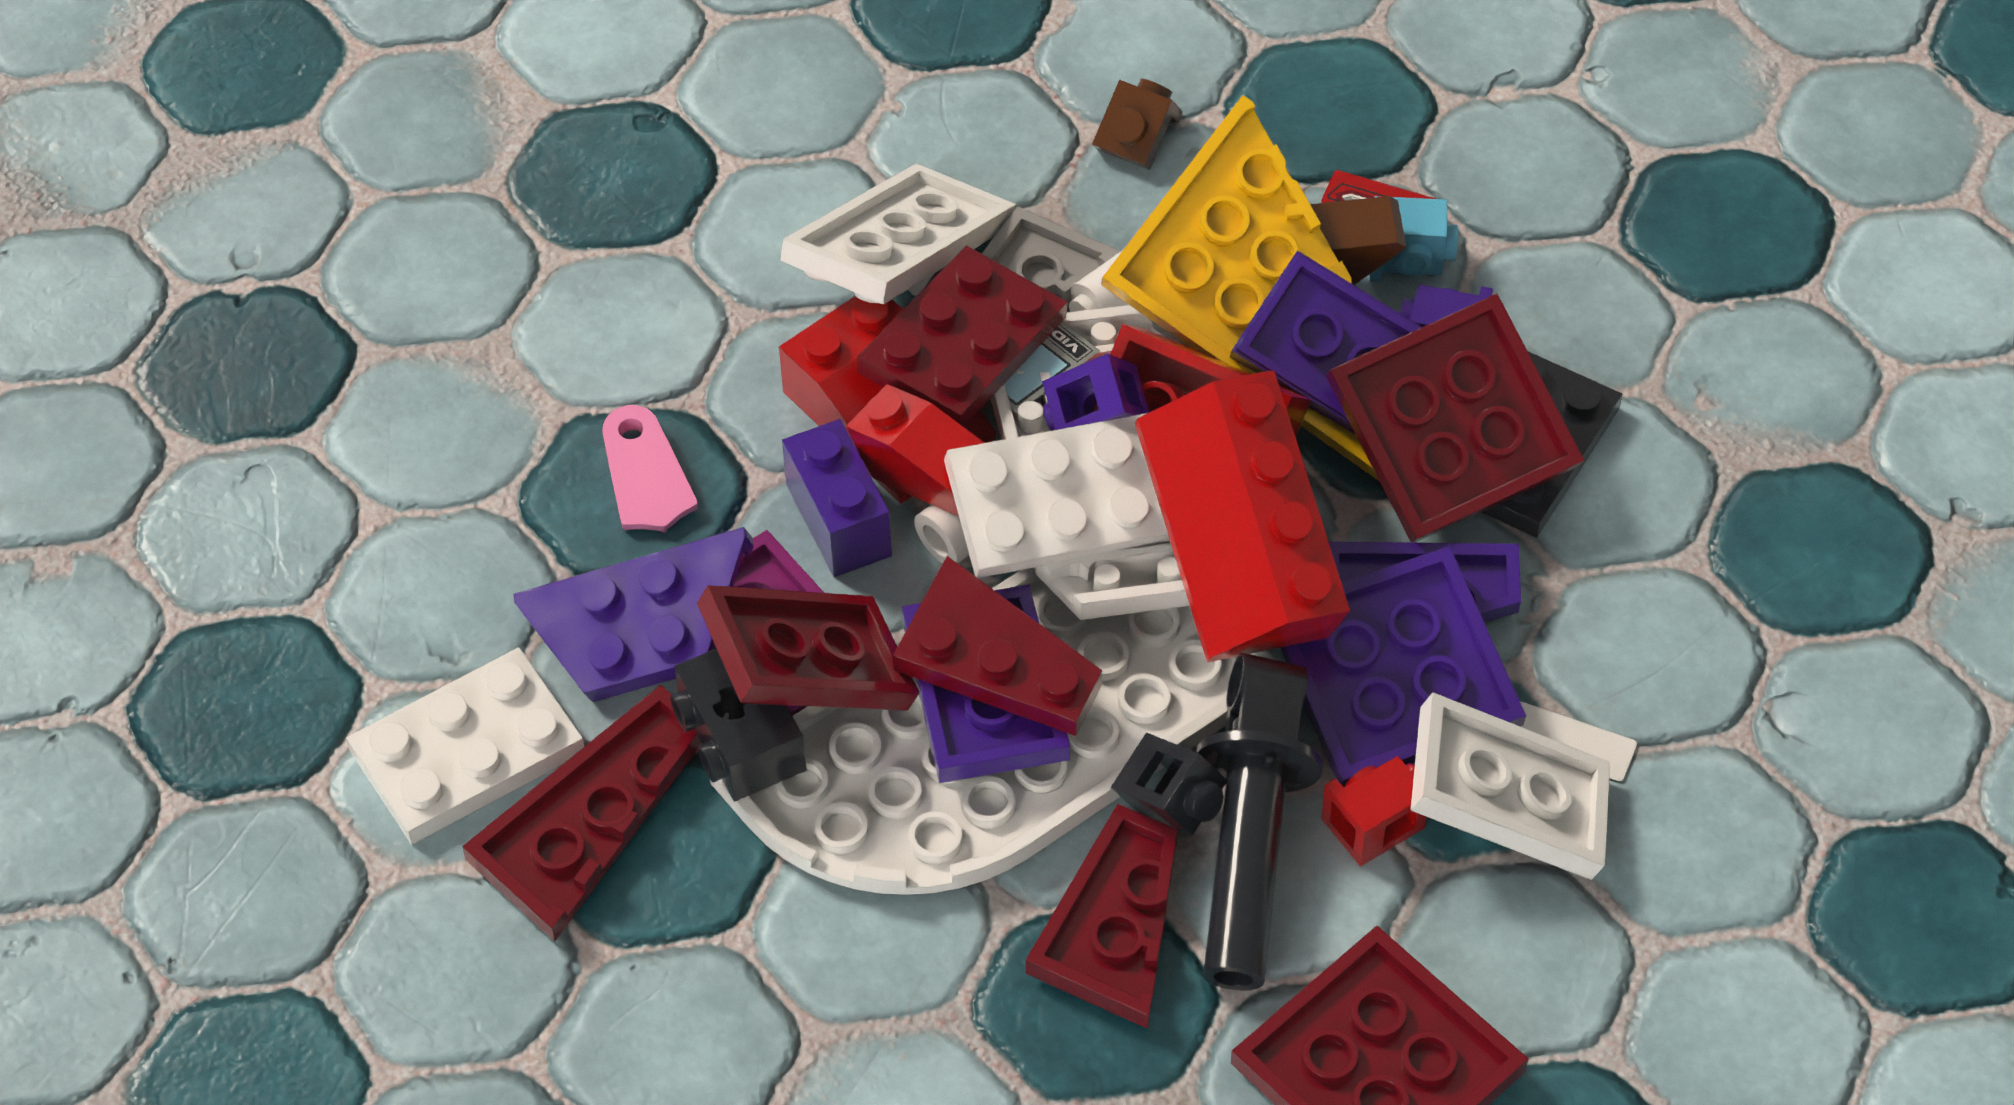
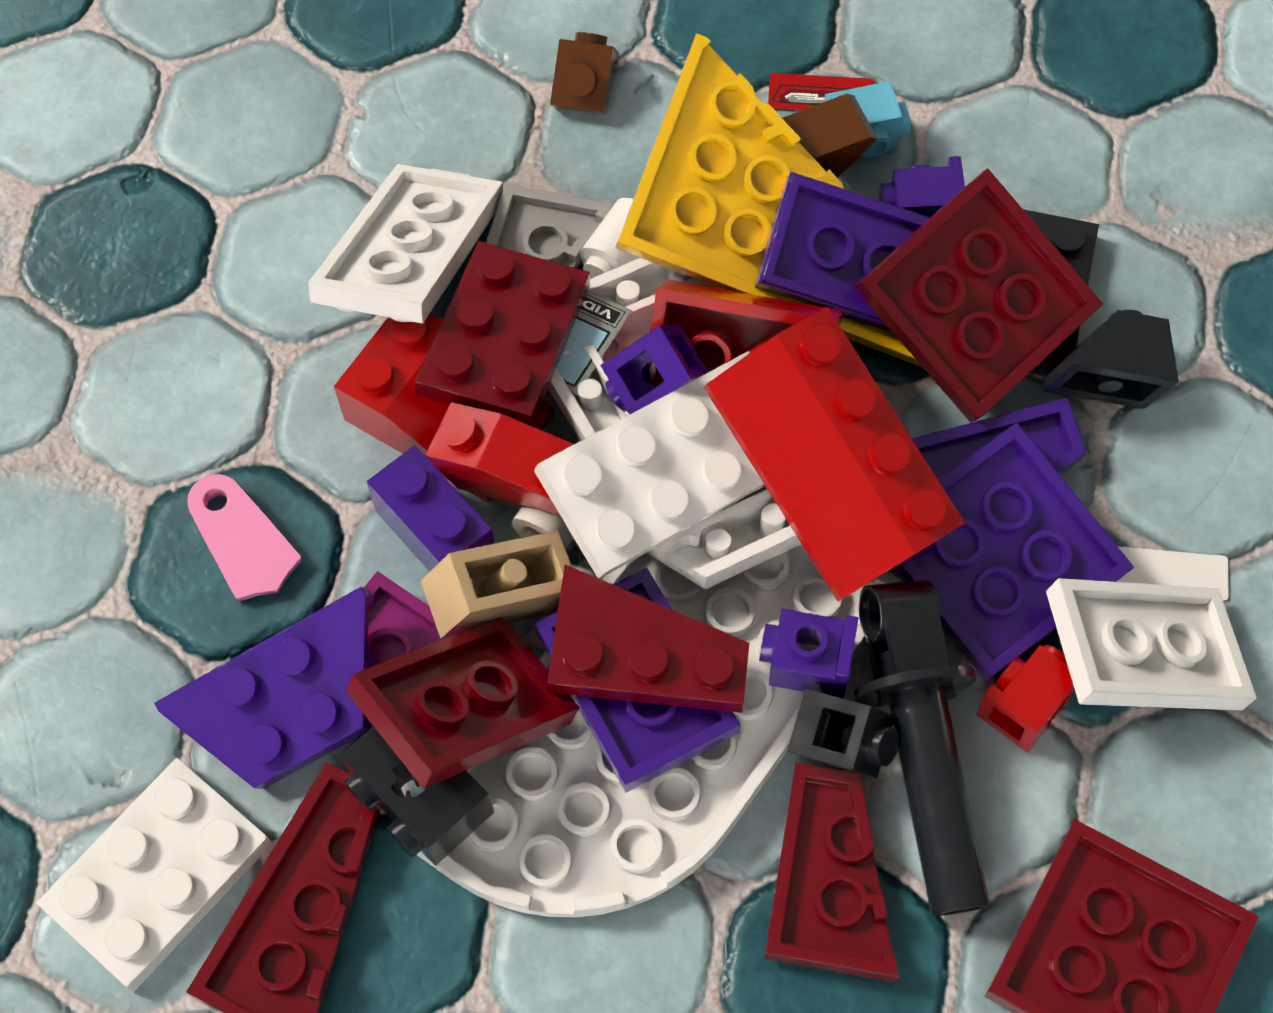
camera: 15 degrees left, 10 degrees up
(876, 559) = (496, 581): none -> tan brick
(1164, 700) = (817, 670): none -> dark purple brick
(1582, 521) = (1120, 362): none -> black slope

